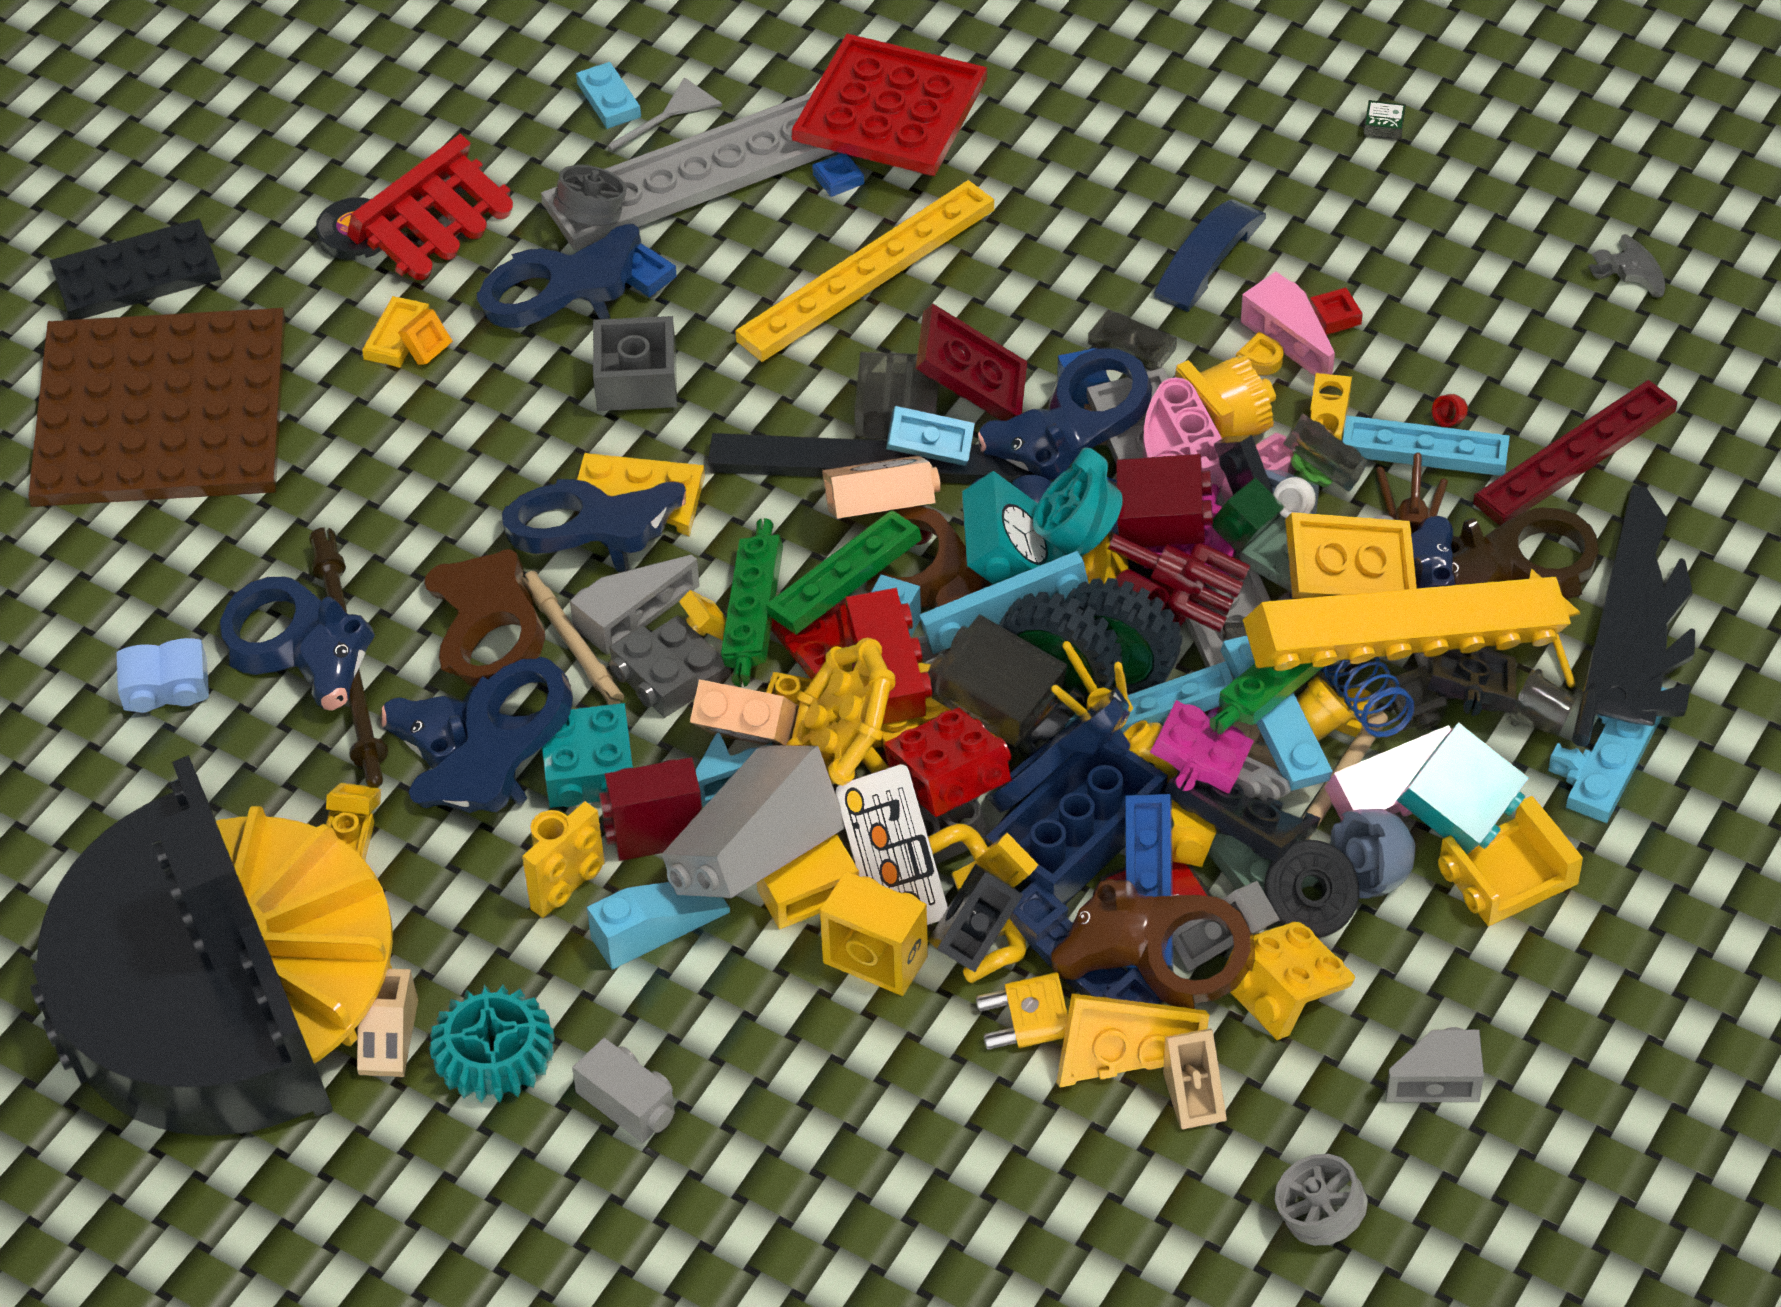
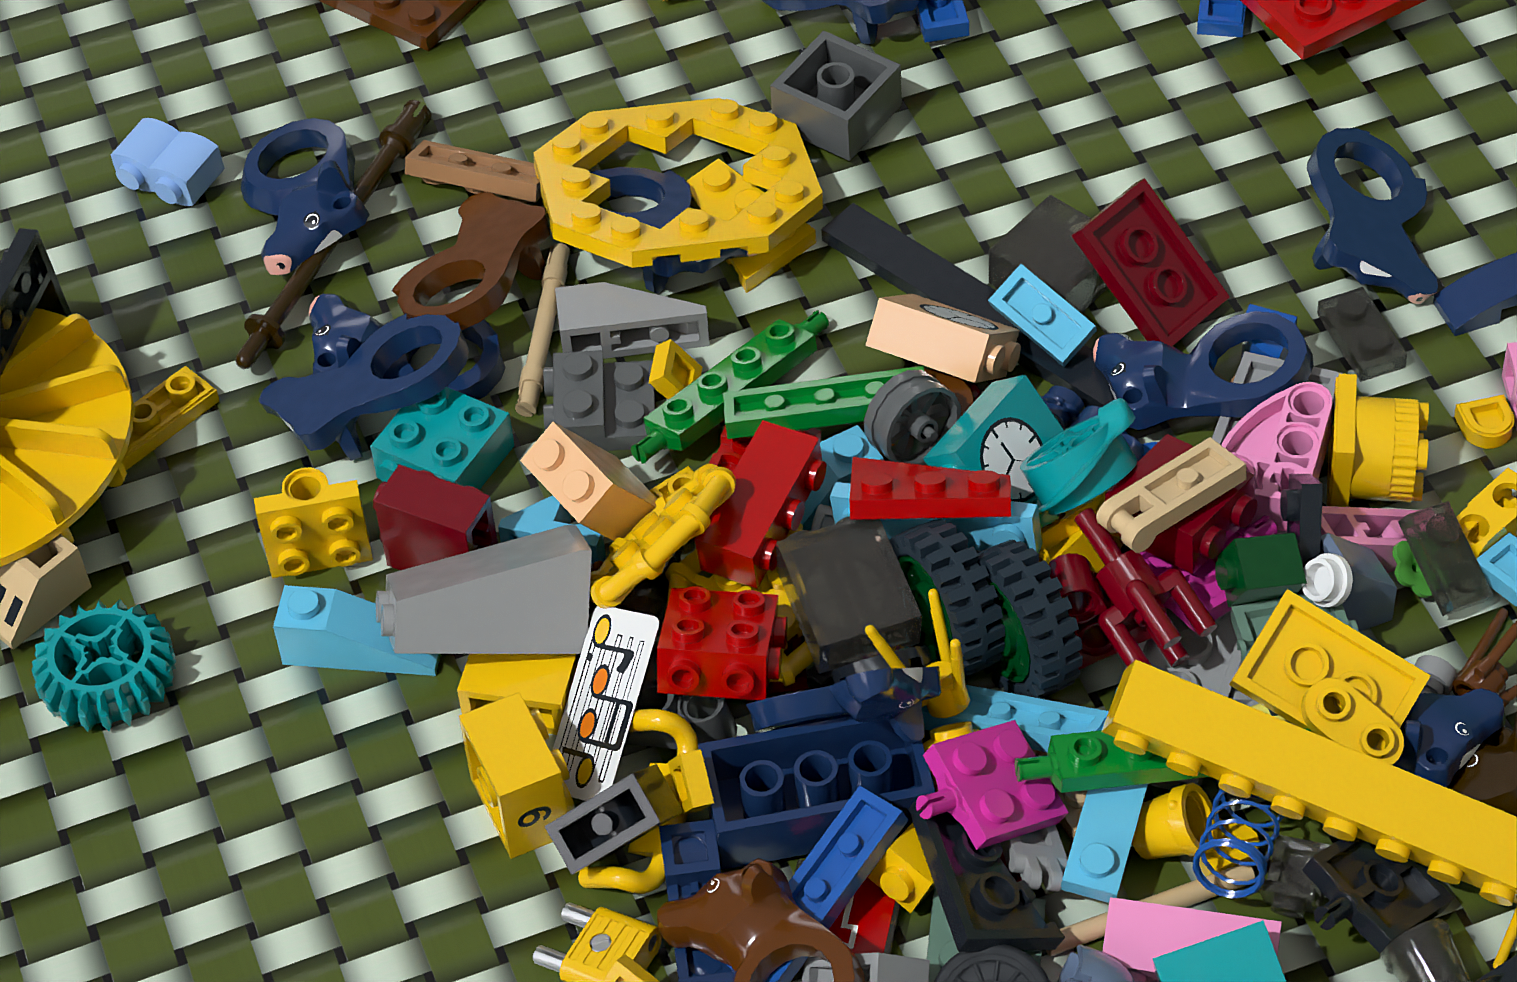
camera: 40 degrees right, 0 degrees up
(353, 798) = (211, 366): yellow tile -> none
(416, 554) = (474, 170): none -> medium nougat plate
(624, 1089) = (169, 784): light grey brick -> none
(641, 507) = (574, 193): none -> yellow plate
(864, 271) = (1155, 120): yellow plate -> none
(927, 546) = (901, 416): none -> dark grey wheel
(997, 584) = (922, 491): none -> red wing
(1080, 268) = (1366, 231): none -> dark blue animal
(1169, 491) = (1171, 493): none -> tan plate
(1392, 574) = (1353, 722): none -> yellow plate

